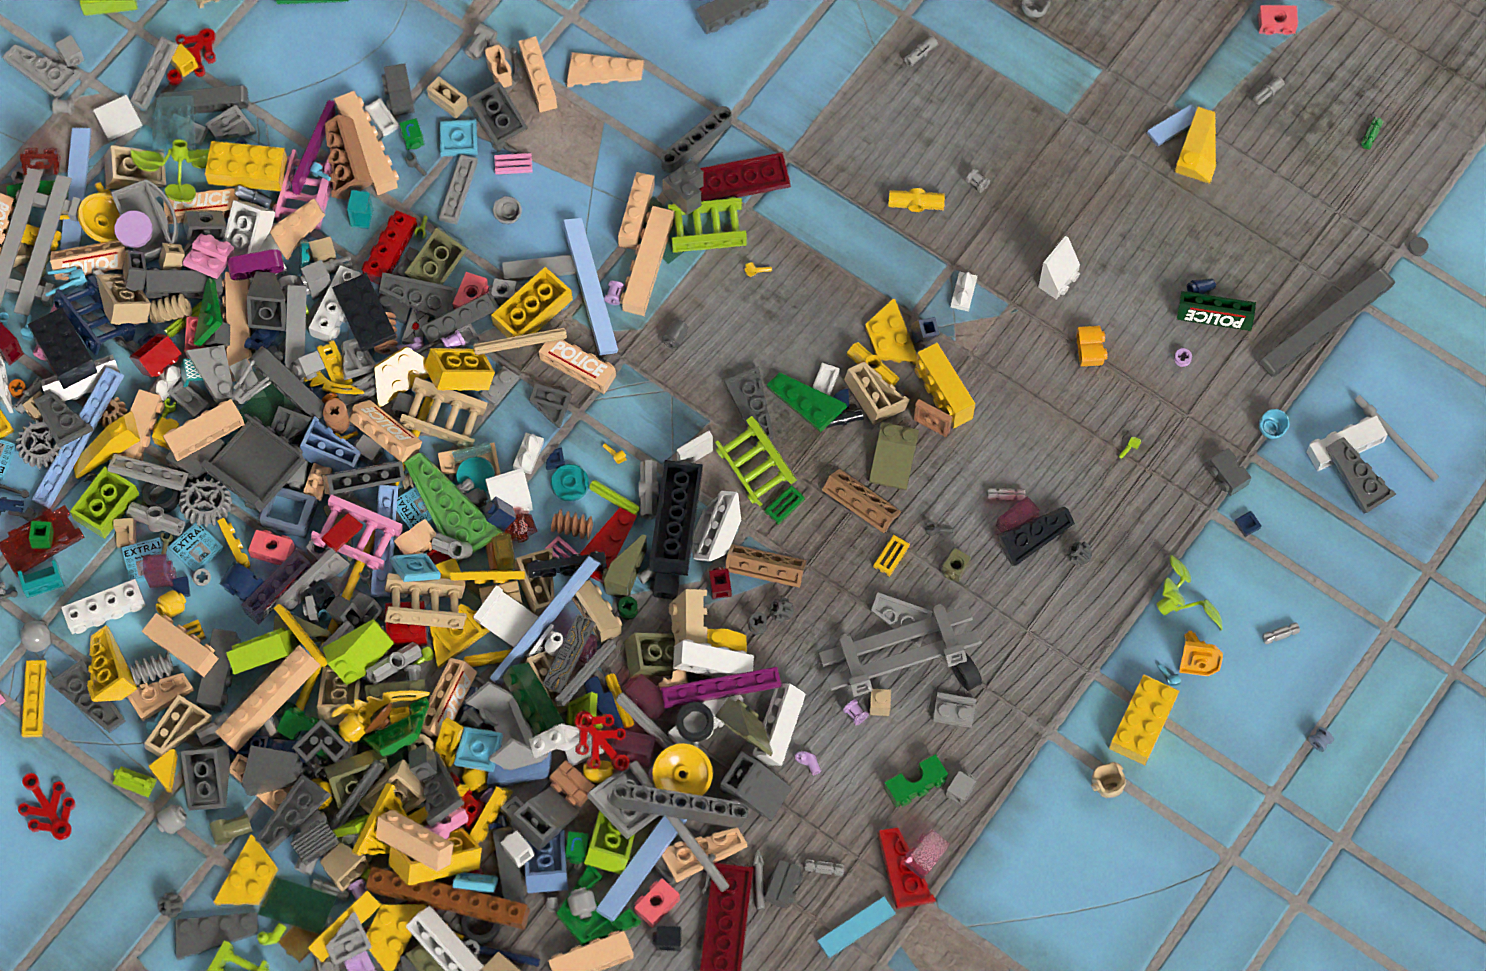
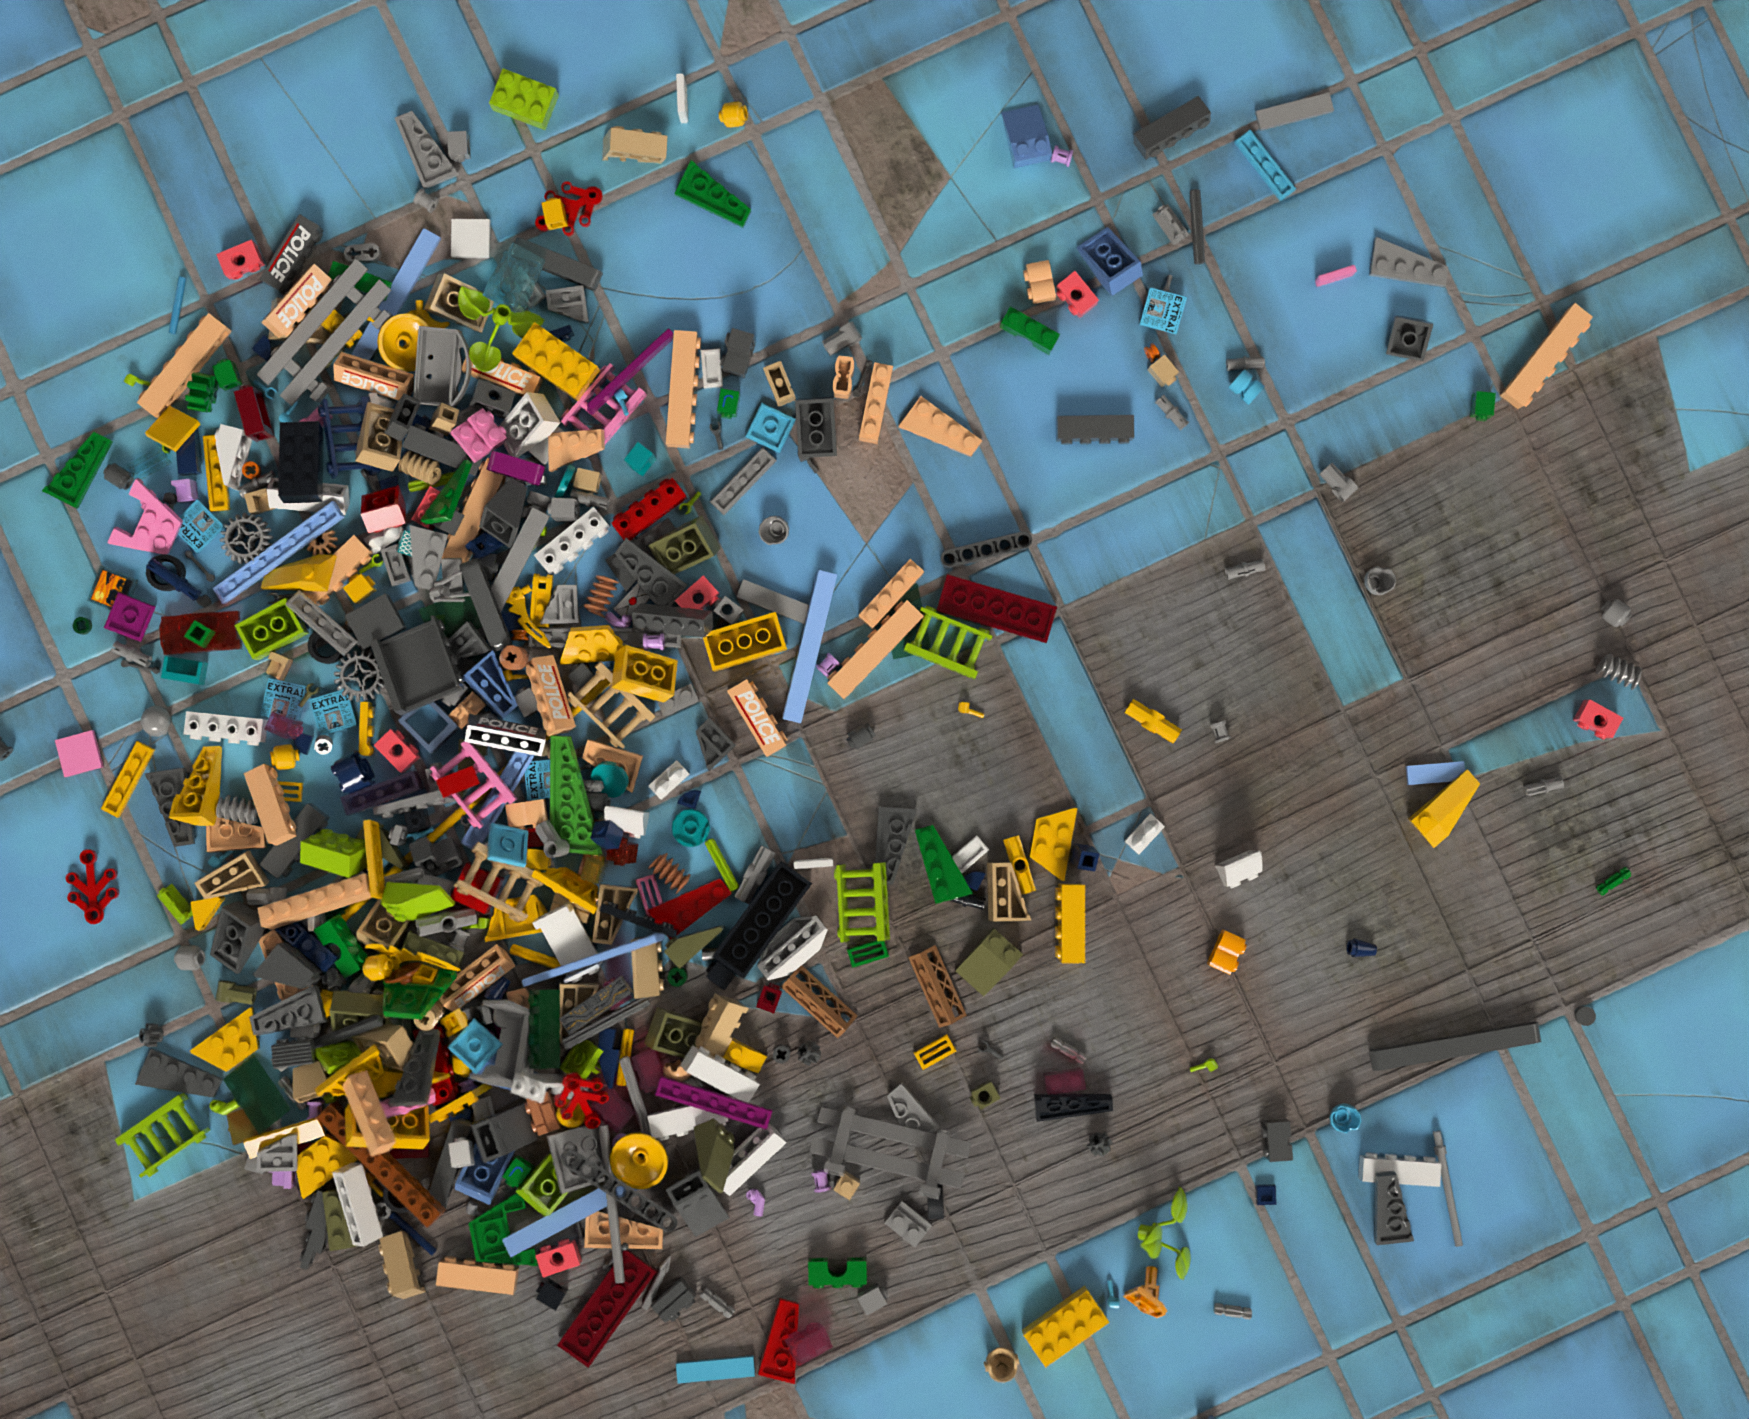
camera: 25 degrees right, 20 degrees up
(51, 154) = (374, 253): clear red piece -> none
(61, 420) = (268, 530): dark grey wing -> none
(76, 278) = (350, 391): medium azure plant -> none
(133, 229) = (421, 374): lavender tile -> none
(154, 73) = (522, 214): light grey tile -> none
(155, 519) = (315, 677): light grey piece -> none
(203, 430) = (388, 610): light nougat brick -> none
(252, 196) = (550, 392): sand blue axle -> none
(308, 366) = (512, 595): light grey brick -> none
(321, 738) = (343, 968): dark grey brick -> none
(346, 158) = (653, 400): nougat wedge -> none
(364, 312) = (589, 569): black plate -> none
(422, 762) = (417, 1038): dark grey brick -> none
(472, 451) = (615, 758): clear light blue tile -> none
(475, 882) = (411, 1164): medium azure tile -> none
(513, 161) = (821, 489): bright pink tile -> none
(520, 341) = (713, 674): tan axle -> none
(554, 644) = (589, 981): white cone -> none
(582, 903) = (492, 1229): light grey head -> none
(619, 457) = (746, 827): yellow hand -> none
(683, 187) = (941, 598): dark grey brick -> none
(695, 707) = (658, 1123): black tyre -> none
(932, 418) = (1041, 947): nougat tile -> none
(1186, 362) = (1303, 1012): lavender bush -> none
(1216, 311) = (1359, 982): dark green brick -> none

